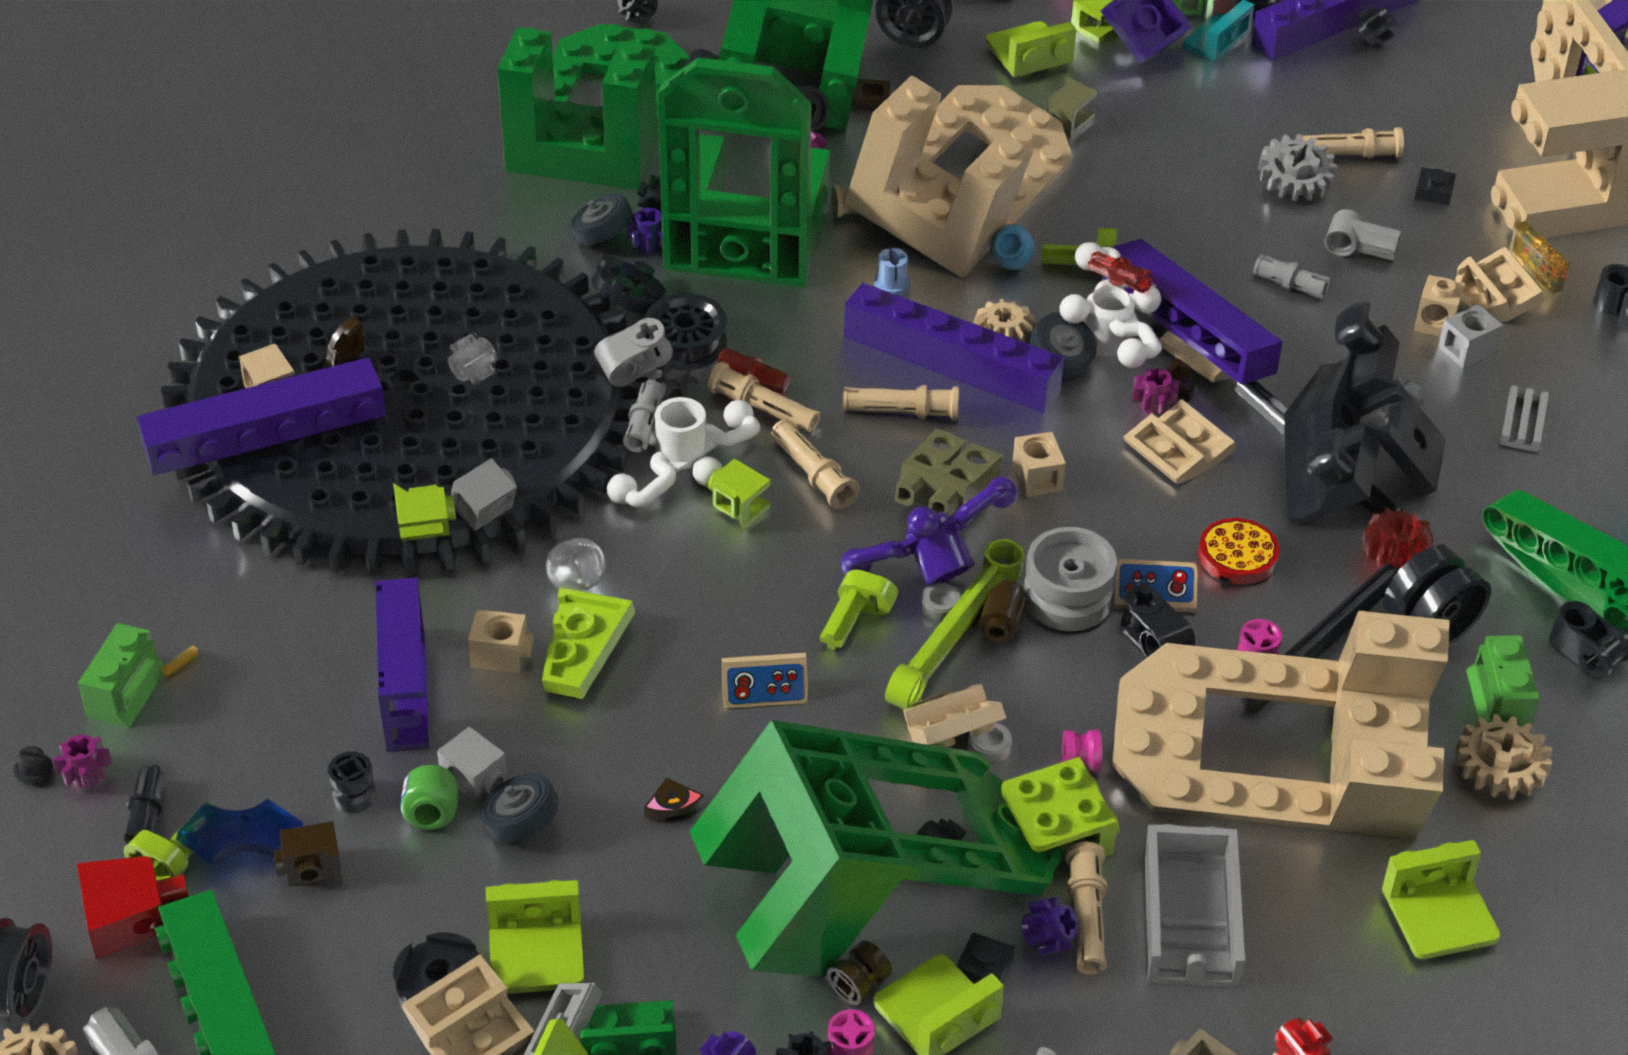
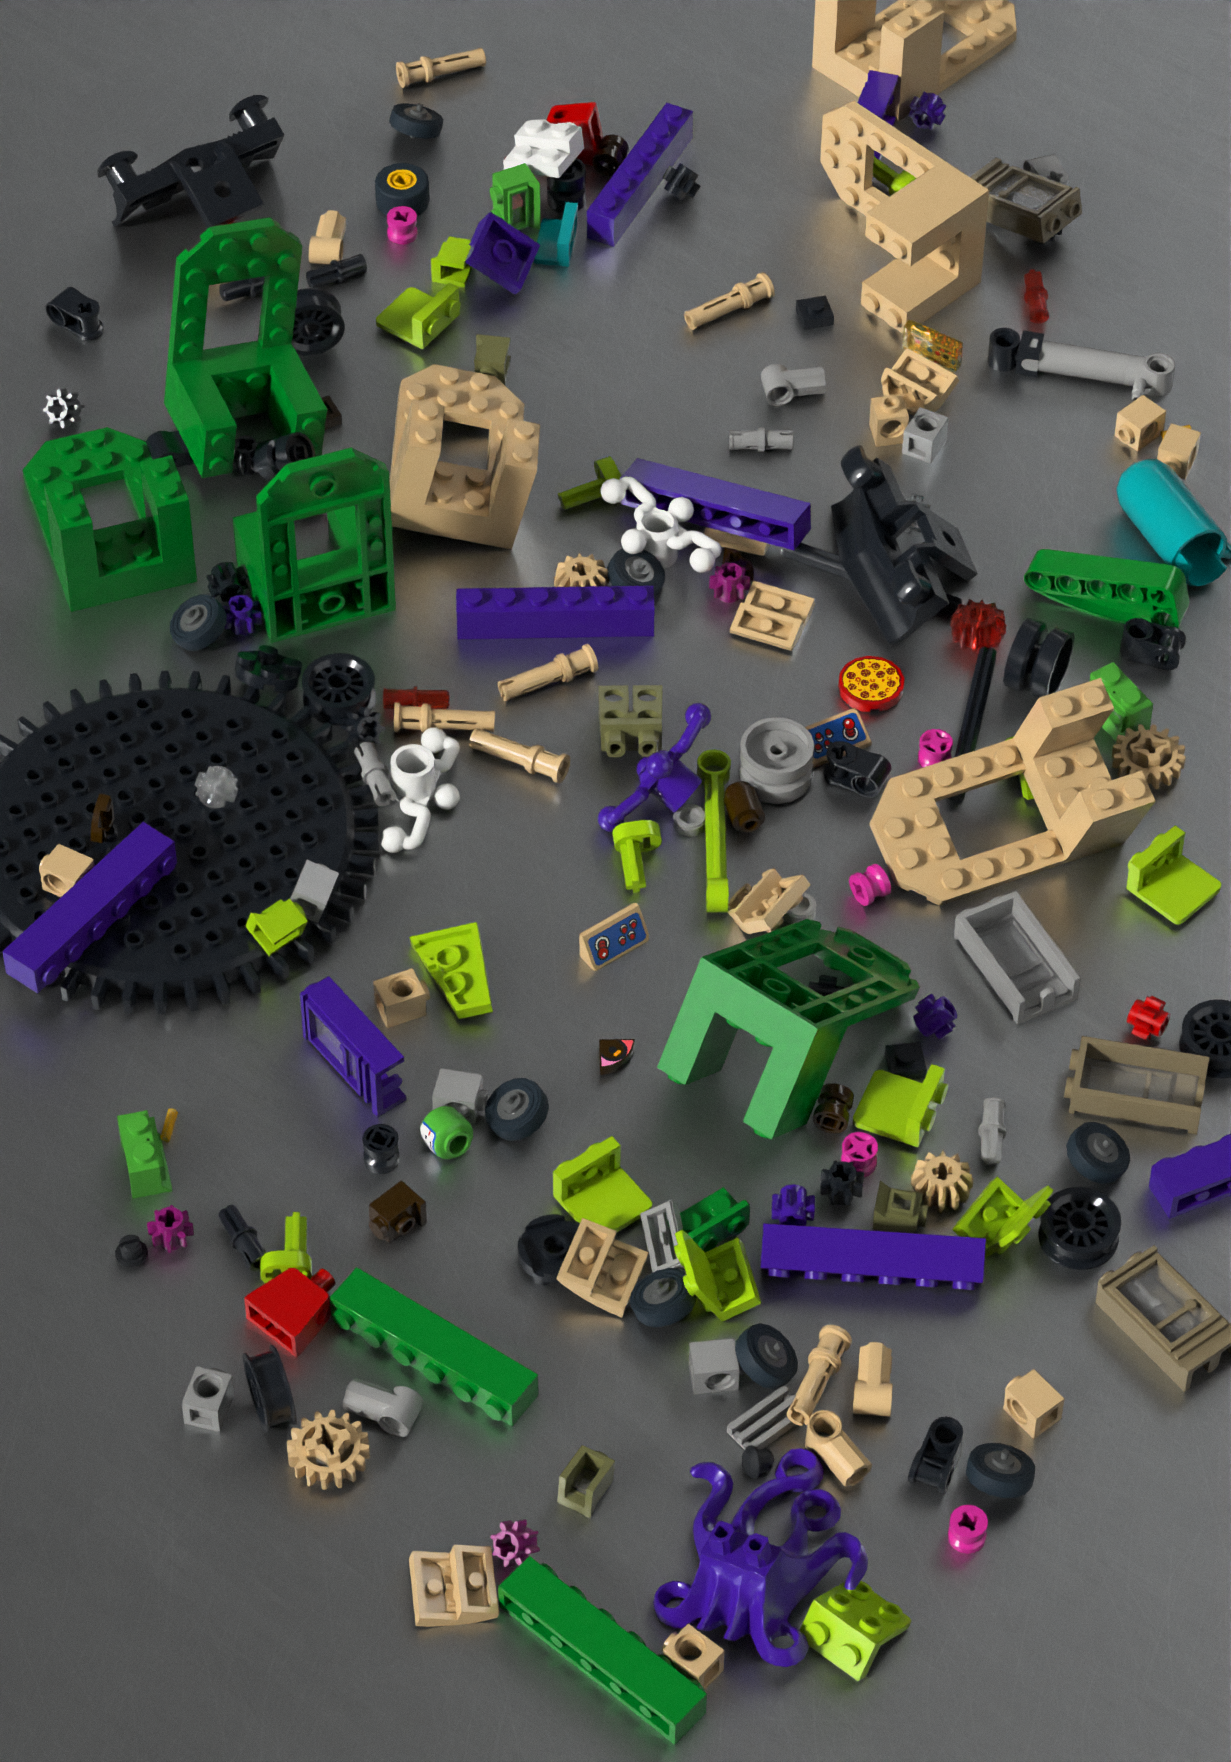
camera: 30 degrees left, 5 degrees up
(219, 831) = (320, 1227): clear blue tile -> none
(575, 564) = (413, 914): clear head -> none
(631, 353) = (328, 729): light grey piece -> none
(737, 492) = (484, 802): lime window -> none
(893, 275) = (461, 569): light blue bush -> none
(1012, 247) = (541, 507): dark azure animal -> none
(1038, 464) = (686, 679): tan brick -> none
(1061, 807) = (890, 930): lime bracket -> none
(1087, 890) = (940, 981): tan pin -> none
(1121, 271) = (653, 495): clear red axle -> none
(1297, 167) = (705, 341): light grey gear -> none
(1527, 400) = (997, 470): light grey tile -> none

